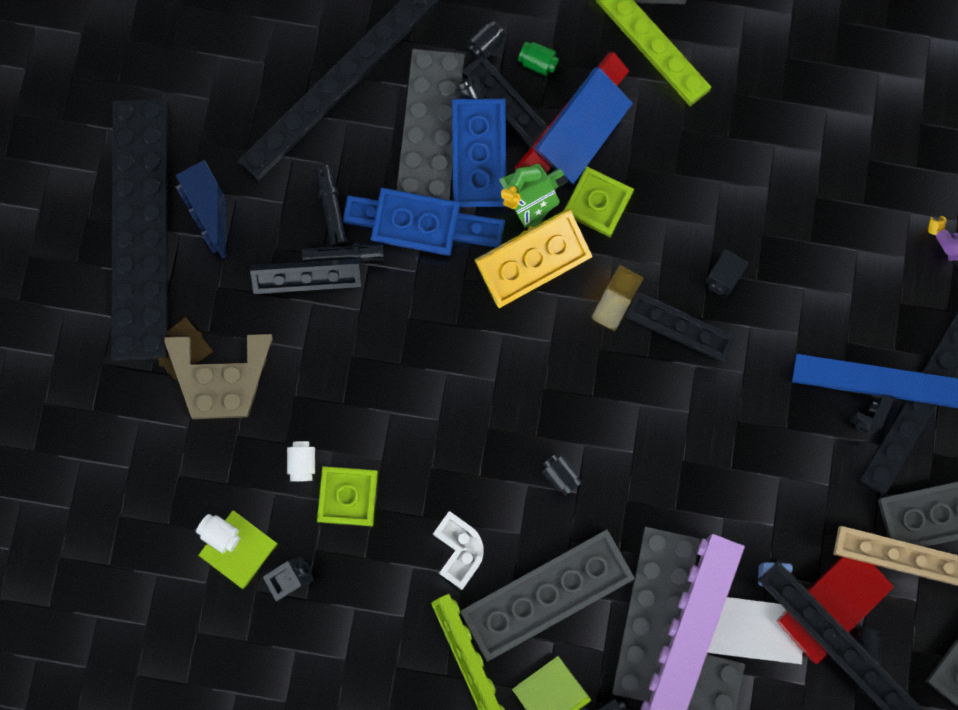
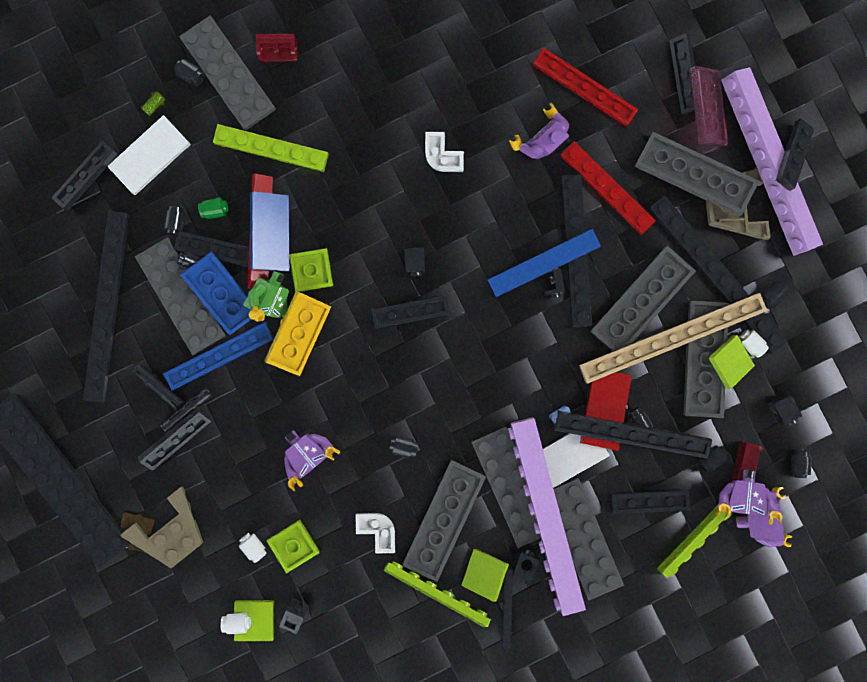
camera: 35 degrees left, 10 degrees up
(205, 204) = (85, 442): dark blue slope -> none
(415, 221) = (213, 361): blue tile -> none
(442, 400) = (305, 455): none -> medium lavender torso
(617, 297) = (362, 321): clear yellow slope -> none
(835, 181) = (438, 158): none -> white plate

